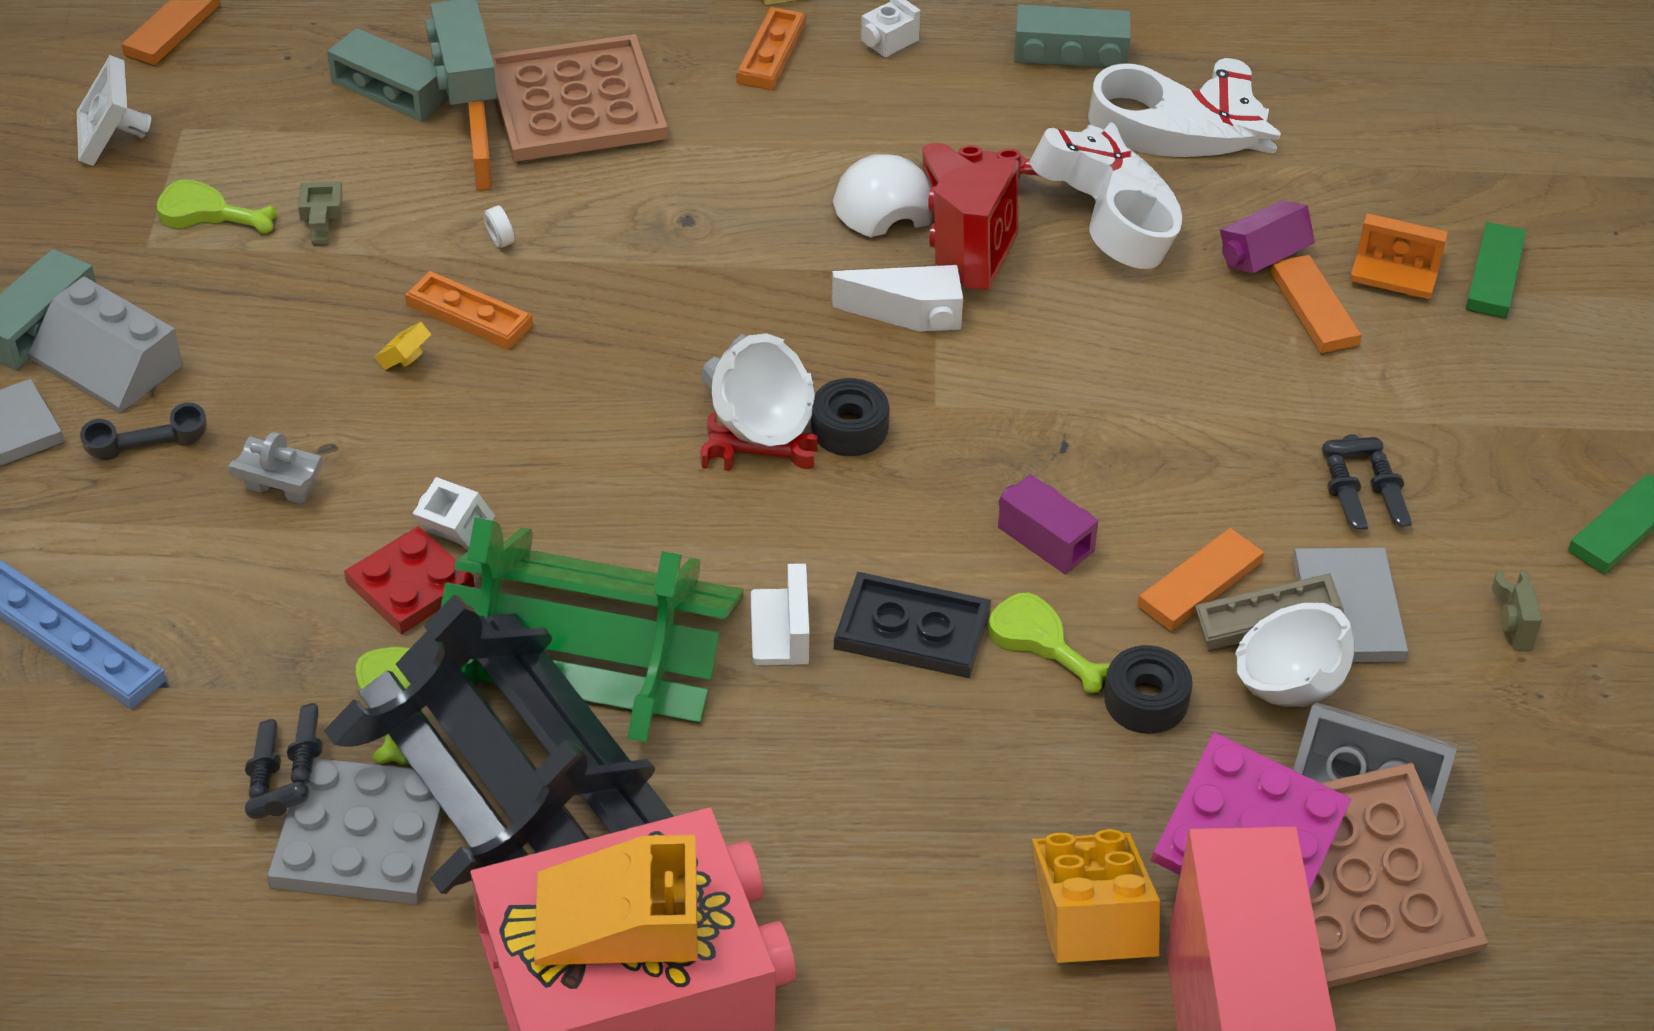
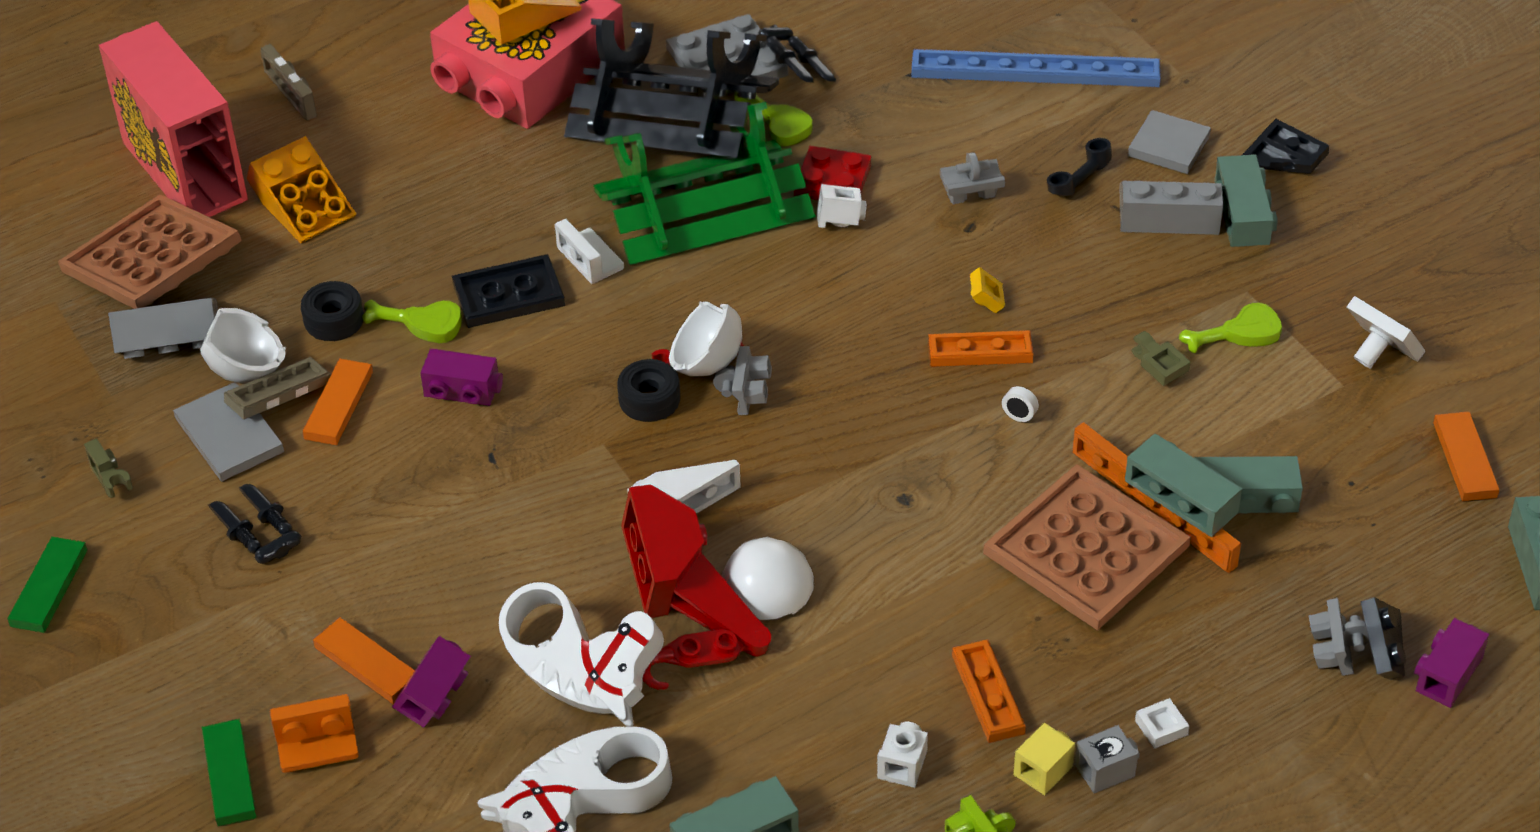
camera: 150 degrees right, 0 degrees up
(1248, 791) = (216, 221): dark pink plate -> none

